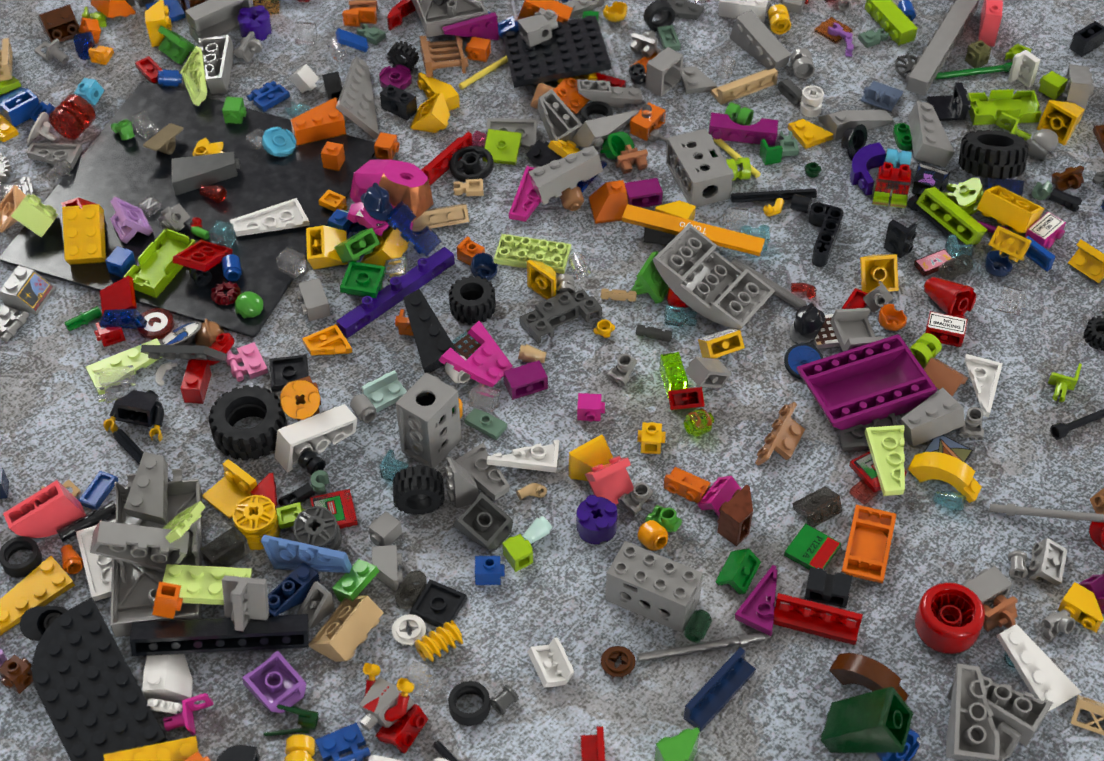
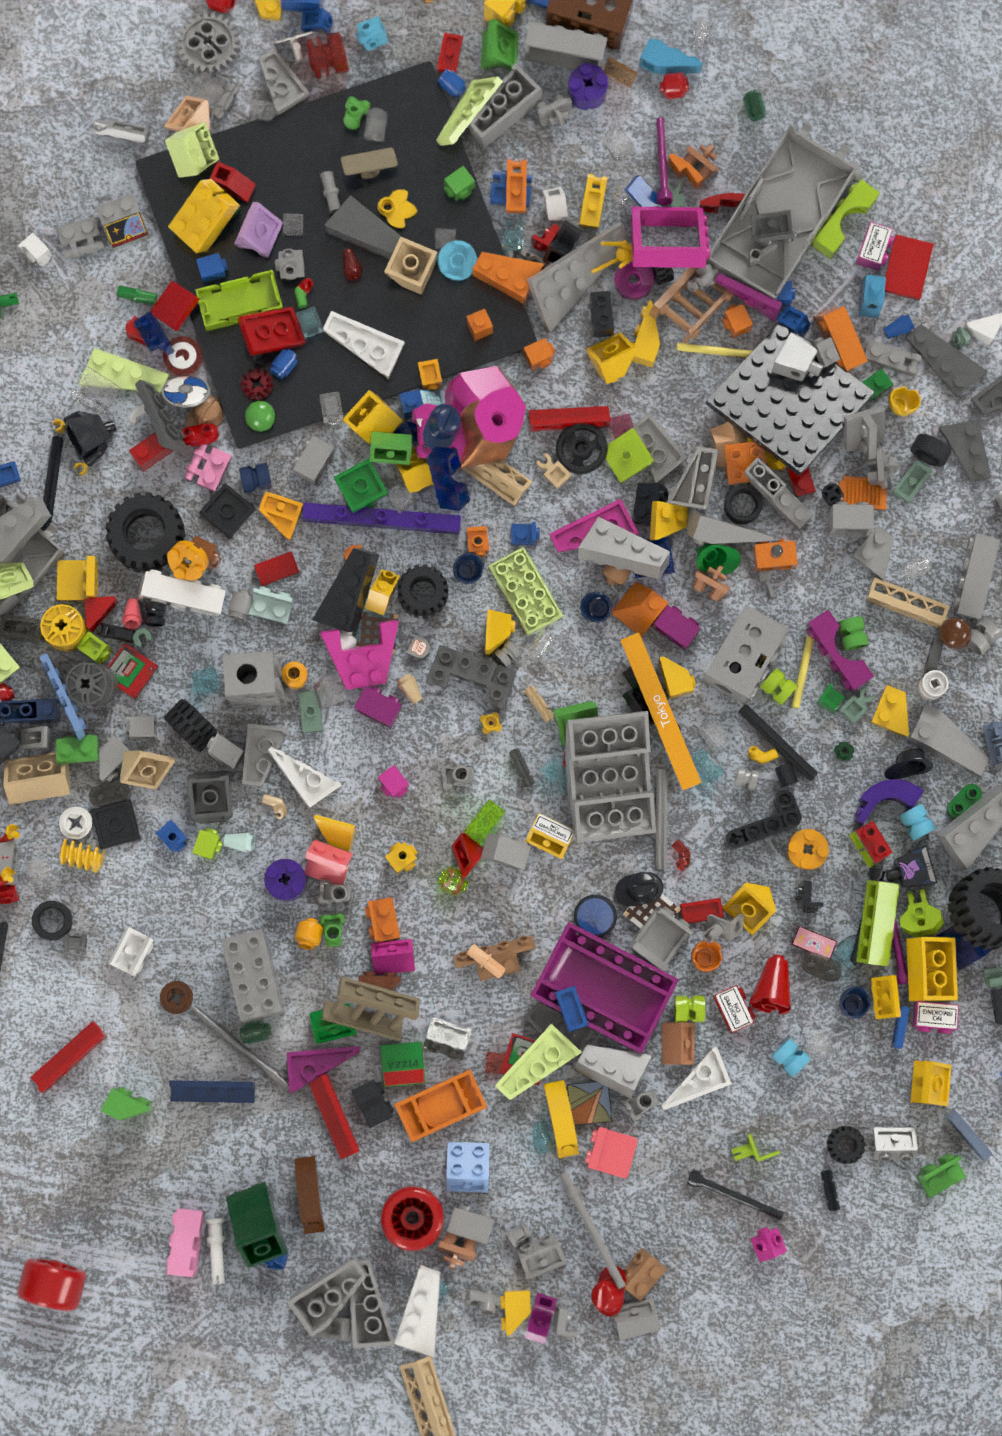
camera: 45 degrees right, 30 degrees up
(155, 172) = (330, 191): none -> light grey pin
(255, 159) = (411, 265): none -> tan slope
(271, 86) = (516, 186): none -> orange plate
(286, 337) = (255, 477): none -> dark blue wheel
(296, 475) = (132, 614): none -> coral cone
(319, 96) = (548, 237): none -> red bracket
(323, 63) = (593, 202): none -> yellow plate
(361, 371) = (276, 568): none -> red slope
(363, 30) = (664, 196): none -> magenta piece
(373, 69) = (623, 254): none -> yellow plant
(392, 35) = (669, 256): none -> dark pink window
(417, 542) = (144, 768): none -> tan slope
(435, 37) = (706, 278): none -> light grey plate
(450, 322) = (382, 592): none -> yellow slope
(494, 228) = (524, 534): none -> blue bracket
(508, 332) = (419, 648): none -> tile
(585, 221) = (596, 607): none -> dark blue hair
(616, 32) = (864, 431): none -> light grey bracket
(744, 506) = (373, 997): none -> dark tan fence
(781, 433) = (486, 961): none -> light nougat axle
(782, 223) = (746, 778): none -> light grey wheel
(789, 66) = (955, 633): none -> reddish brown hair
(866, 404) = (571, 1008): none -> blue tile
(870, 220) = (819, 851): none -> light orange plate
(937, 558) = (467, 1167): none -> light blue bracket
(996, 465) = (611, 1152): none -> coral bracket
(1010, 319) = (791, 1057): none -> medium azure wheel

